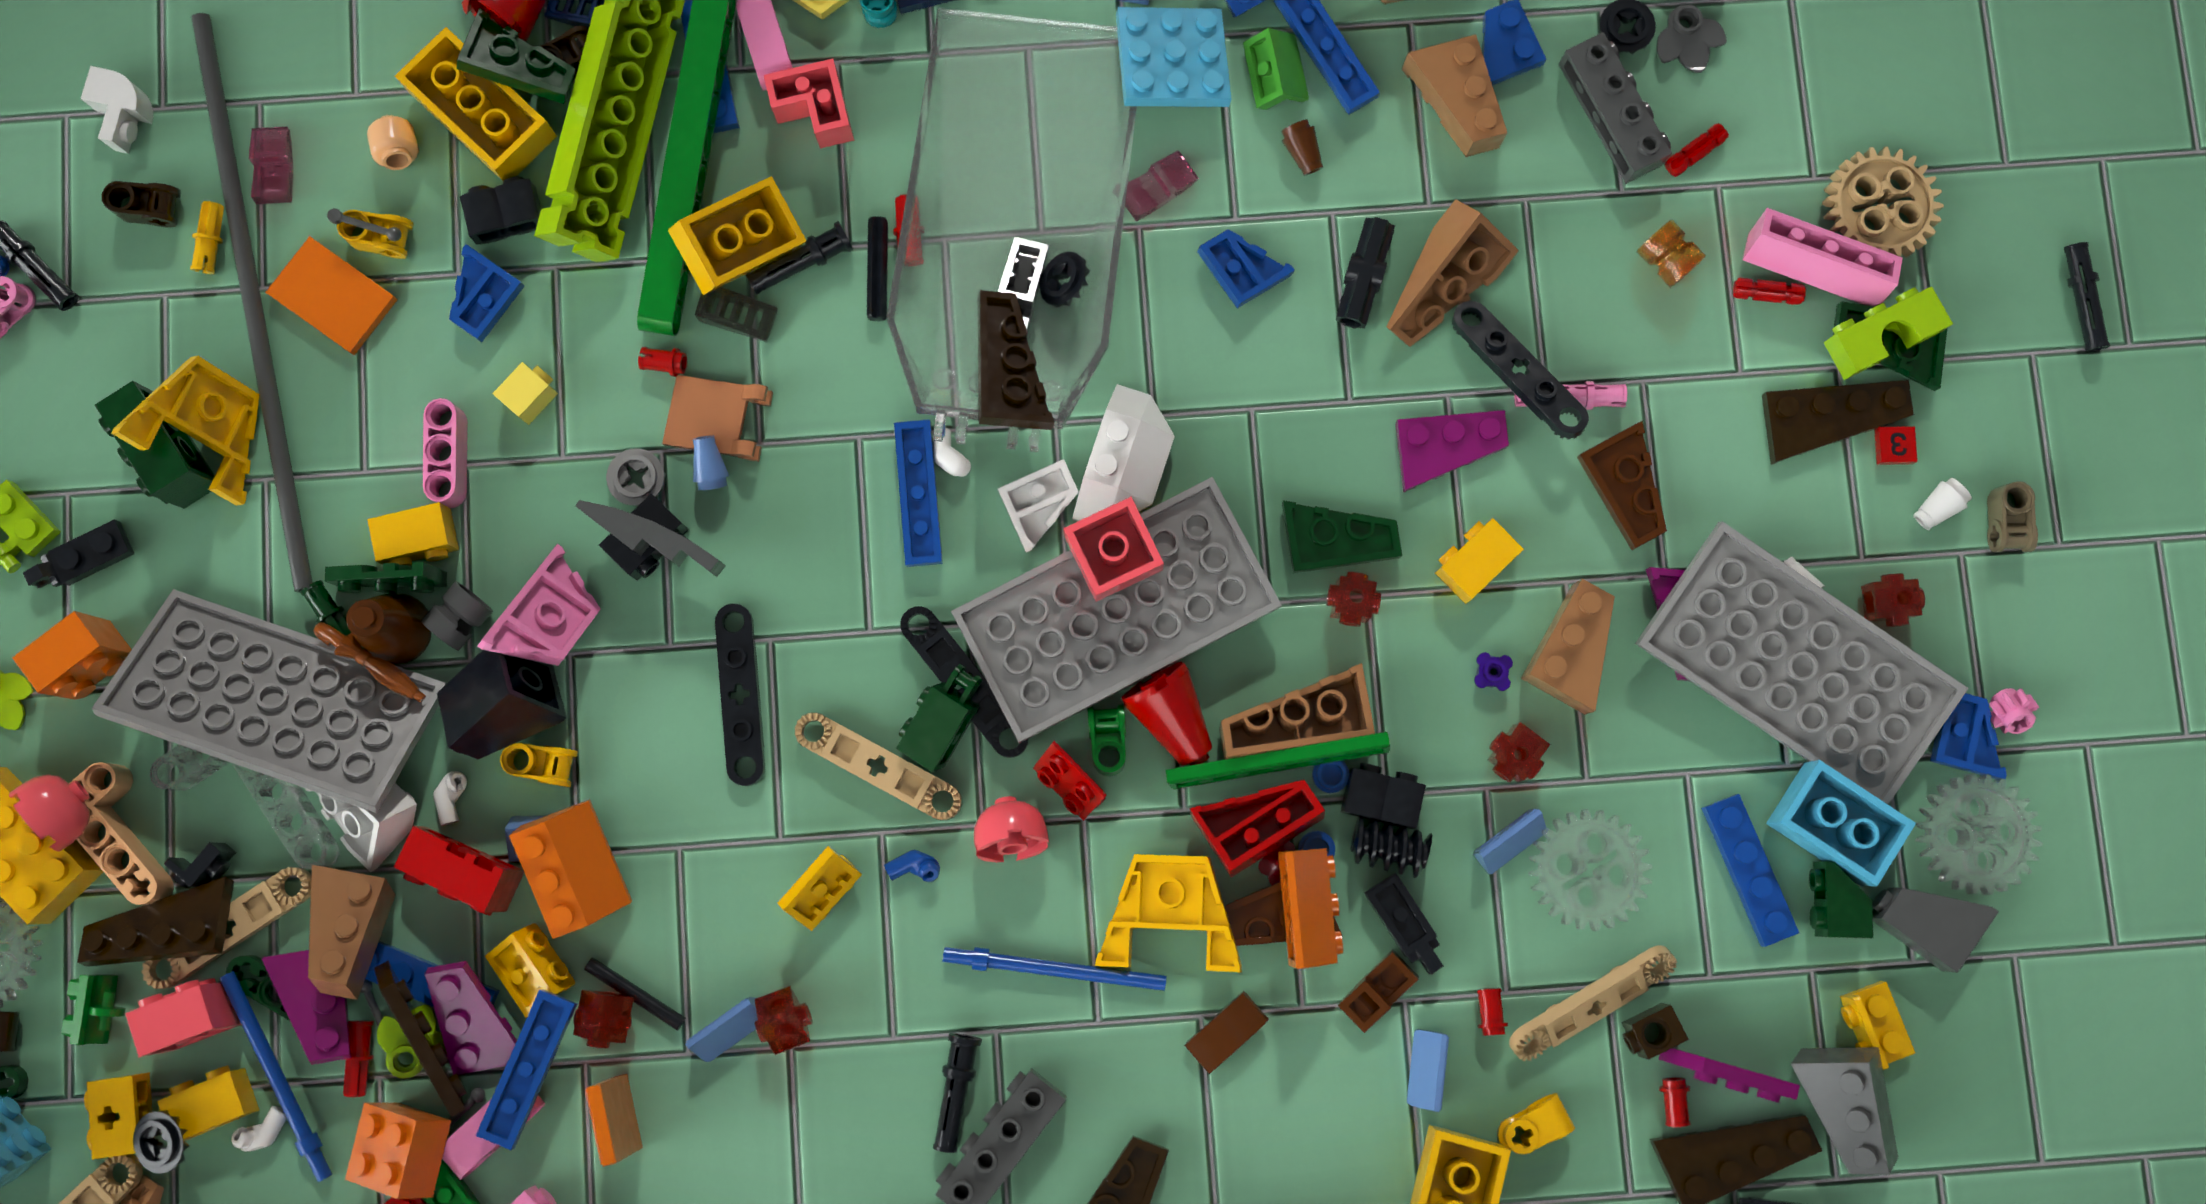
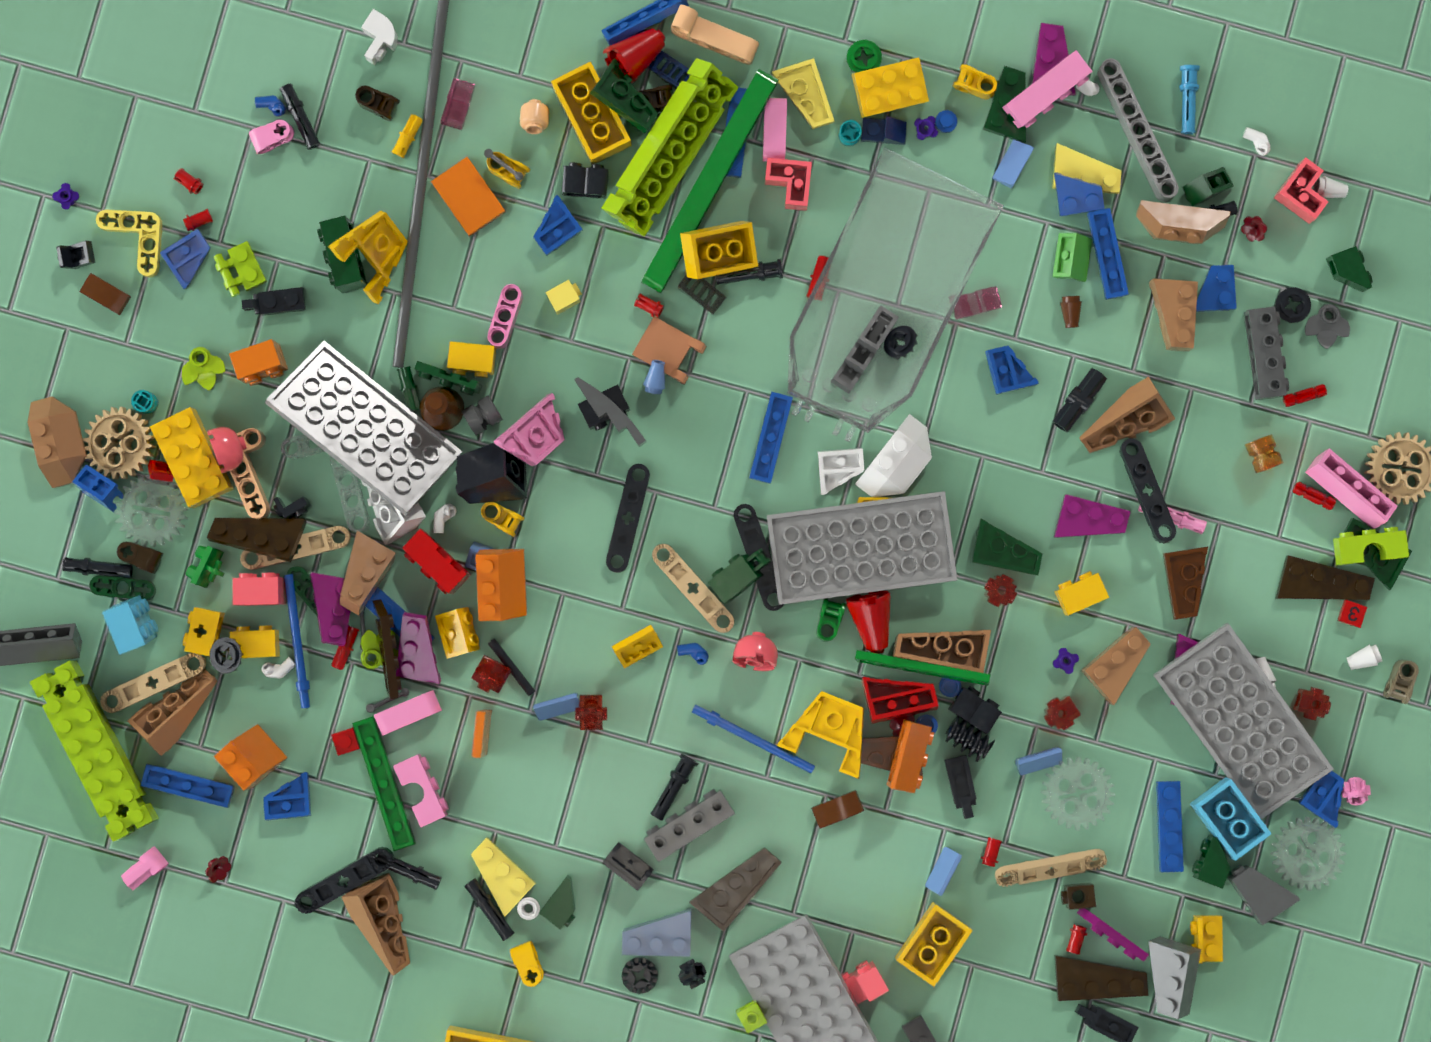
camera: 20 degrees right, 5 degrees up
(381, 670) = (430, 432): dark orange piece -> none
(398, 1150) = (354, 707): orange brick -> none
(526, 1069) = (441, 688): blue plate -> none
(639, 460) = (600, 365): light grey gear -> none
(877, 268) = (793, 294): black axle -> none
(949, 458) = (795, 423): white arm -> none
(1006, 367) = (848, 388): dark brown wing -> none
(1069, 781) = (799, 636): red hinge -> none
(1113, 549) = (872, 514): coral brick -> none
(1173, 57) = (1013, 229): medium azure plate -> none
(1378, 991) = (932, 817): reddish brown slope -> none
(1542, 1123) = (996, 923): yellow piece -> none

